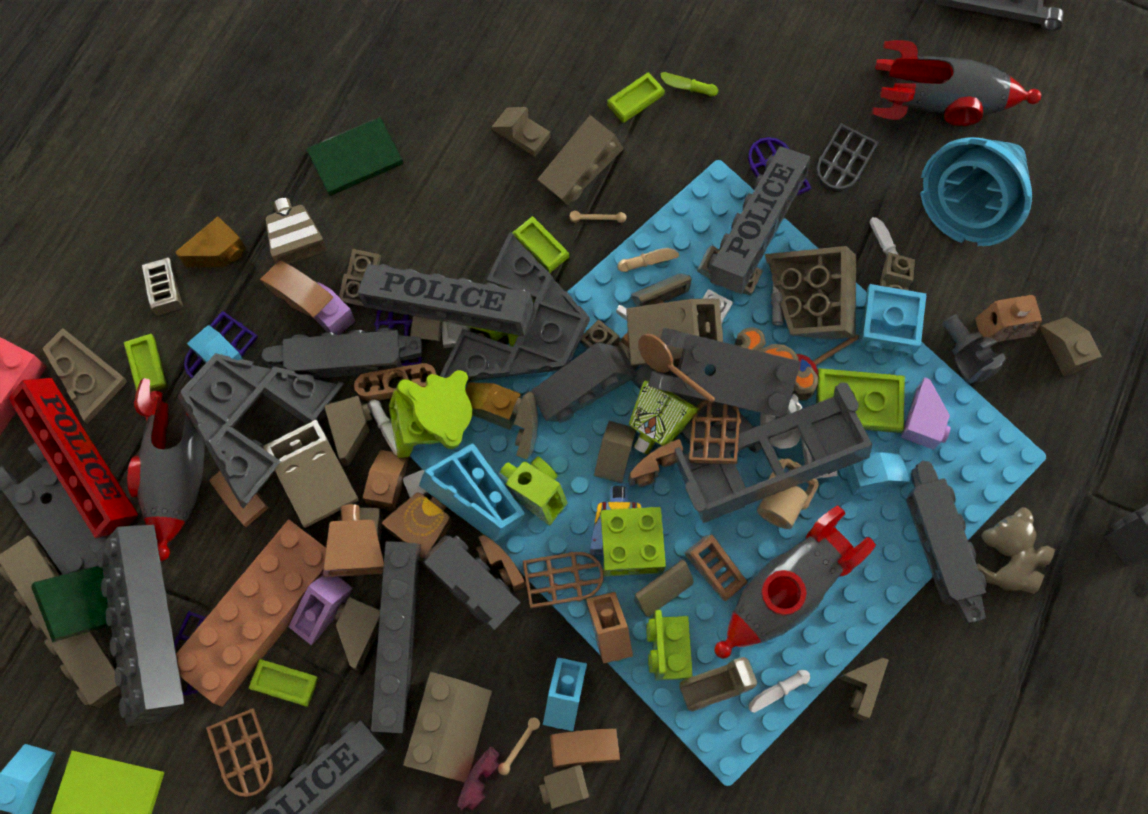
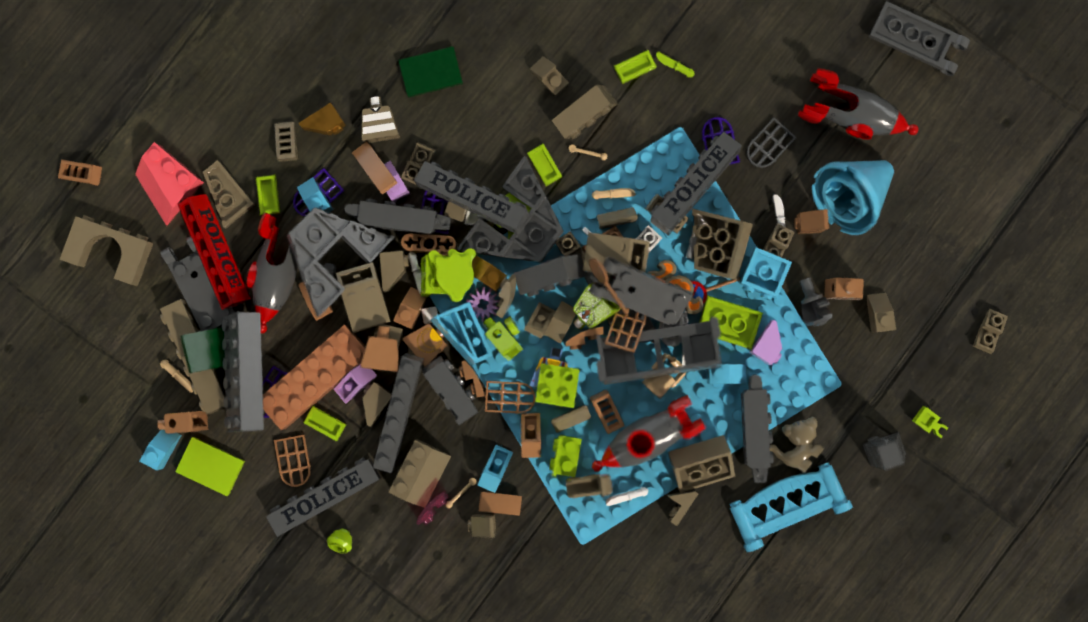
camera: 20 degrees right, 15 degrees up
(36, 657) = (176, 374): none -> tan piece
(55, 726) = (183, 422): none -> medium nougat torso
(506, 449) = (486, 296): none -> lavender gear
(583, 454) = (539, 320): none -> dark tan slope
(880, 613) = (702, 463): none -> dark tan slope
(937, 239) = (812, 221): none -> medium nougat slope
(986, 698) = (830, 496): none -> medium azure piece

